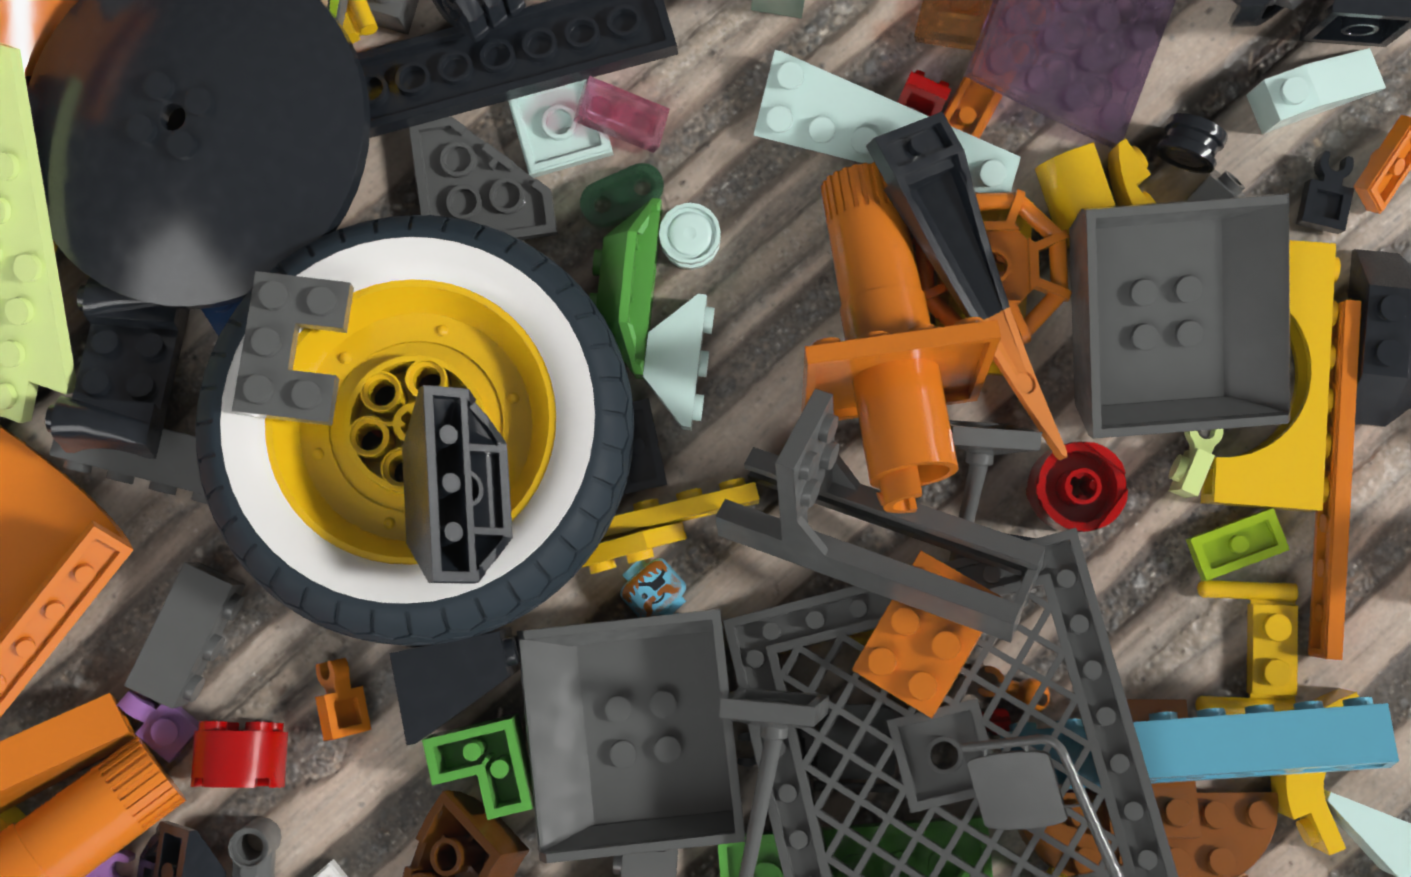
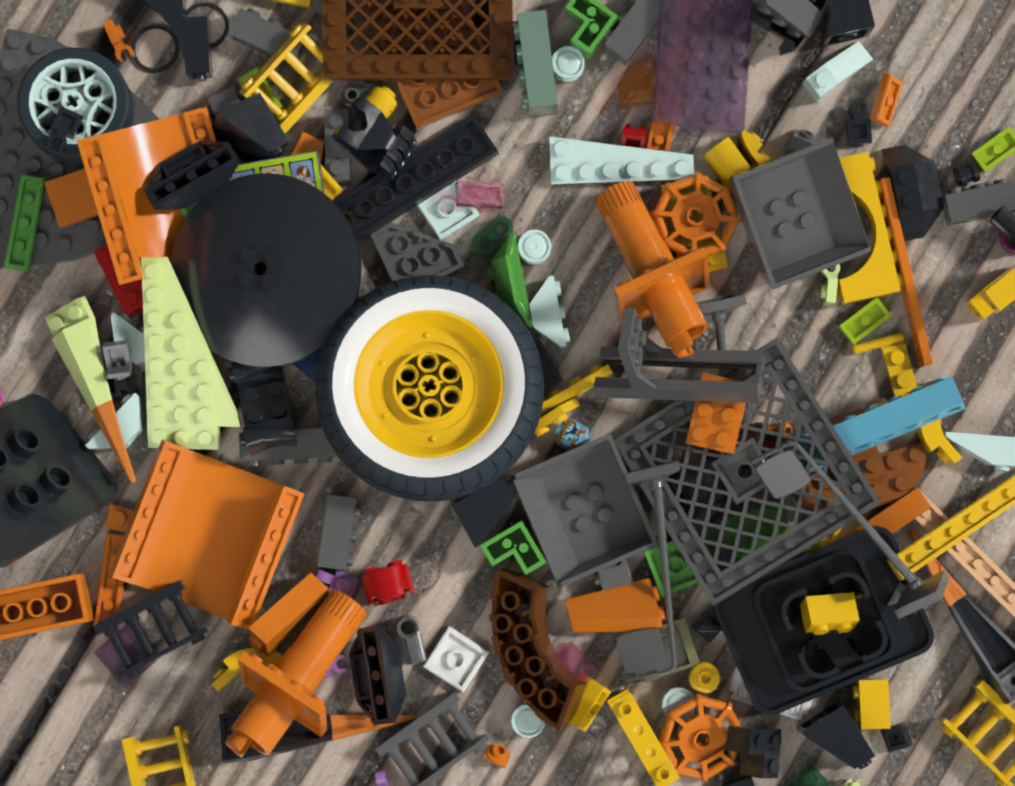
camera: 20 degrees left, 0 degrees up
(266, 374) = (353, 384): dark grey plate -> none
(343, 708) = (430, 544): orange plate -> none
(455, 487) = (464, 407): black wedge -> none
(938, 203) = (659, 195): black plate -> none
(1102, 485) = (785, 310): red brick -> none
(1191, 143) = (779, 120): black wheel -> none

